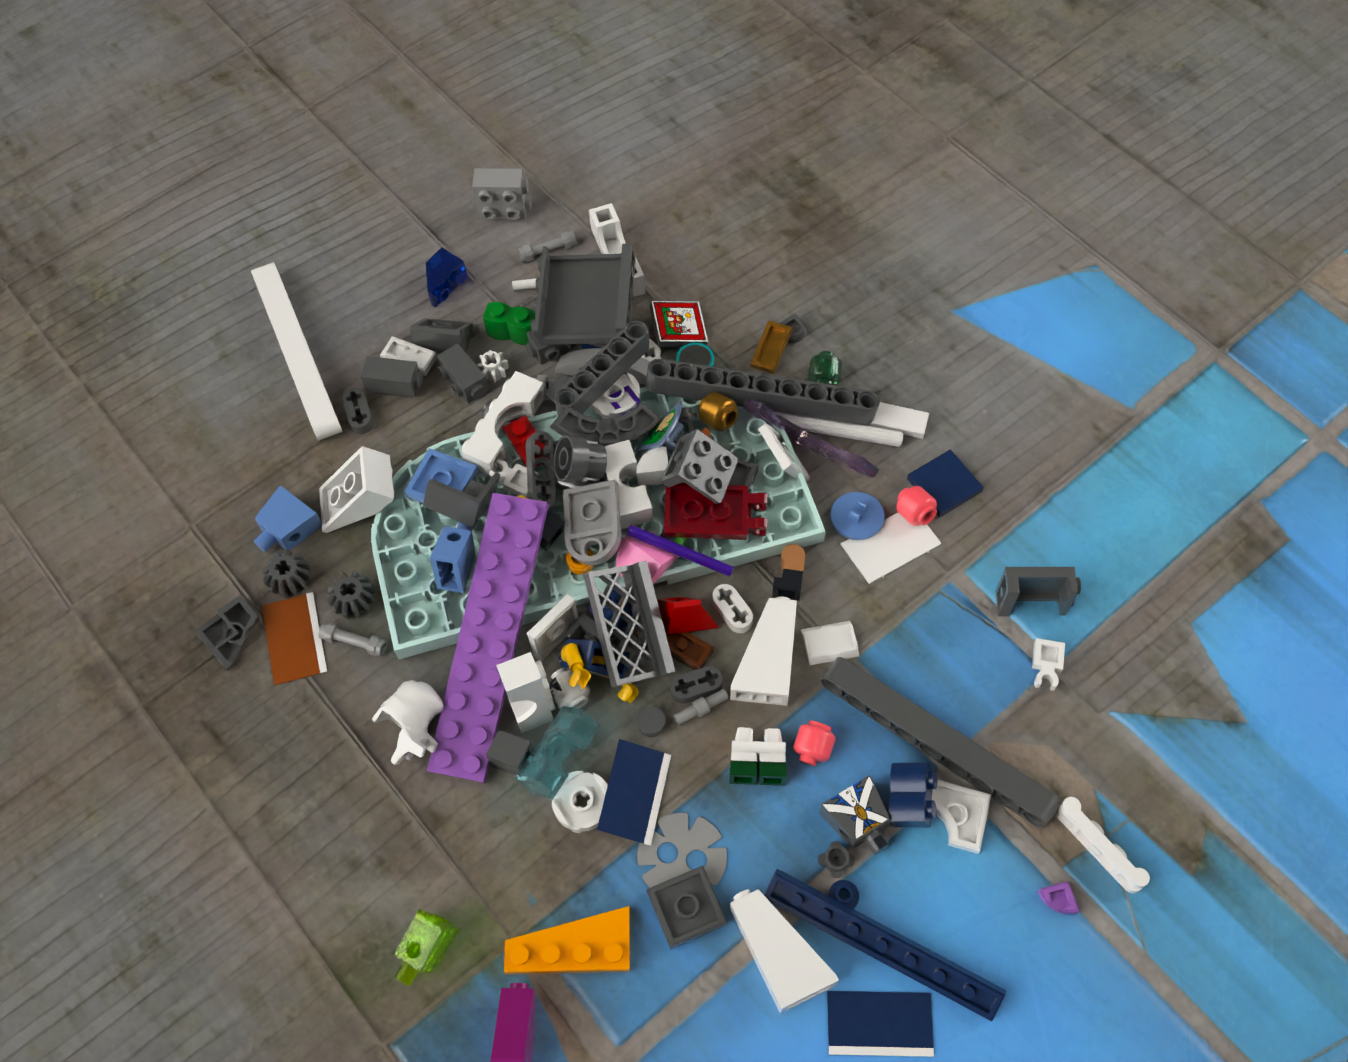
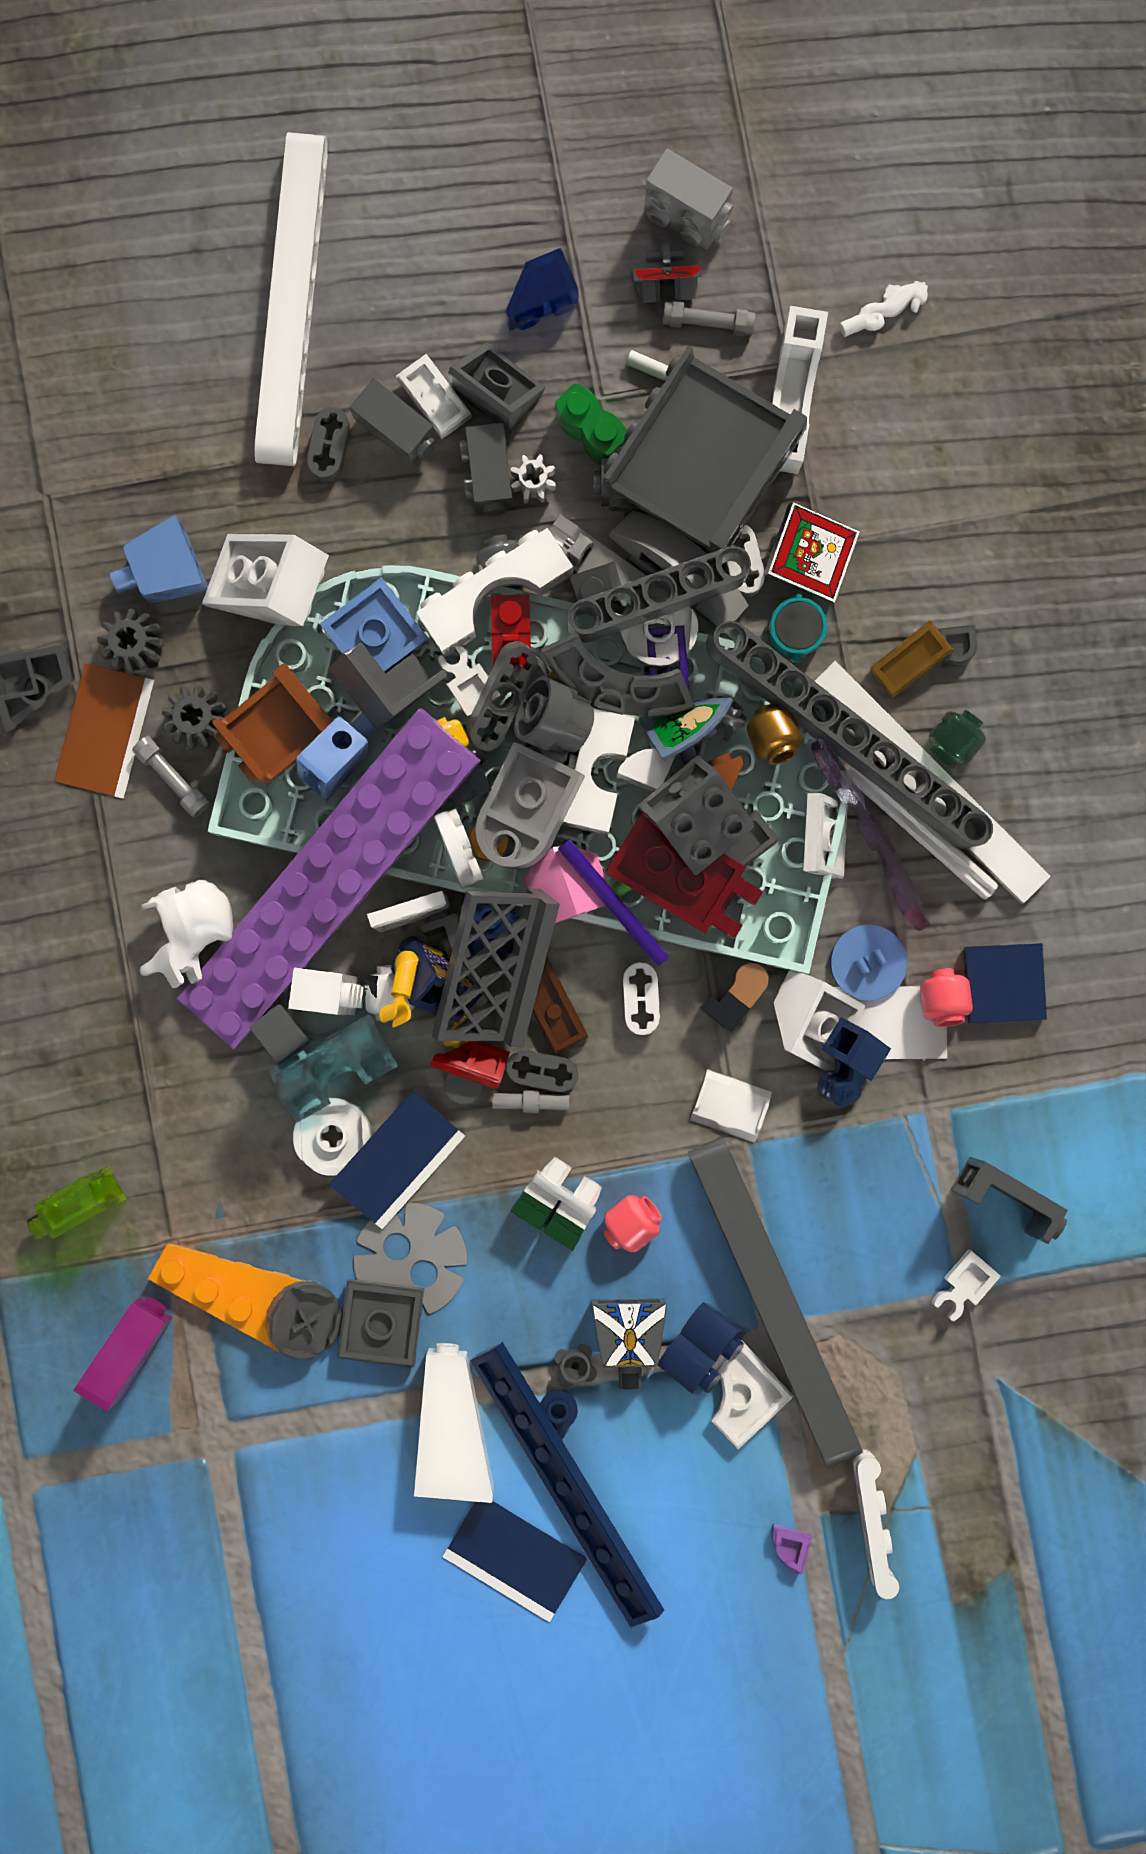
camera: 25 degrees right, 25 degrees up
(404, 564) = (272, 727): none -> dark orange panel
(508, 232) = (684, 276): none -> dark grey hips
(561, 565) = (458, 848): none -> white tile
(631, 933) = (303, 1320): none -> dark grey tile
(644, 192) = (895, 301): none -> white animal
(649, 700) = (474, 1062): none -> red tile
(684, 615) = (573, 974): red slope -> none
(768, 658) = (644, 1090): white slope -> none
(847, 556) = (808, 1014): none -> white slope
(887, 564) = (857, 1058): none -> dark blue brick

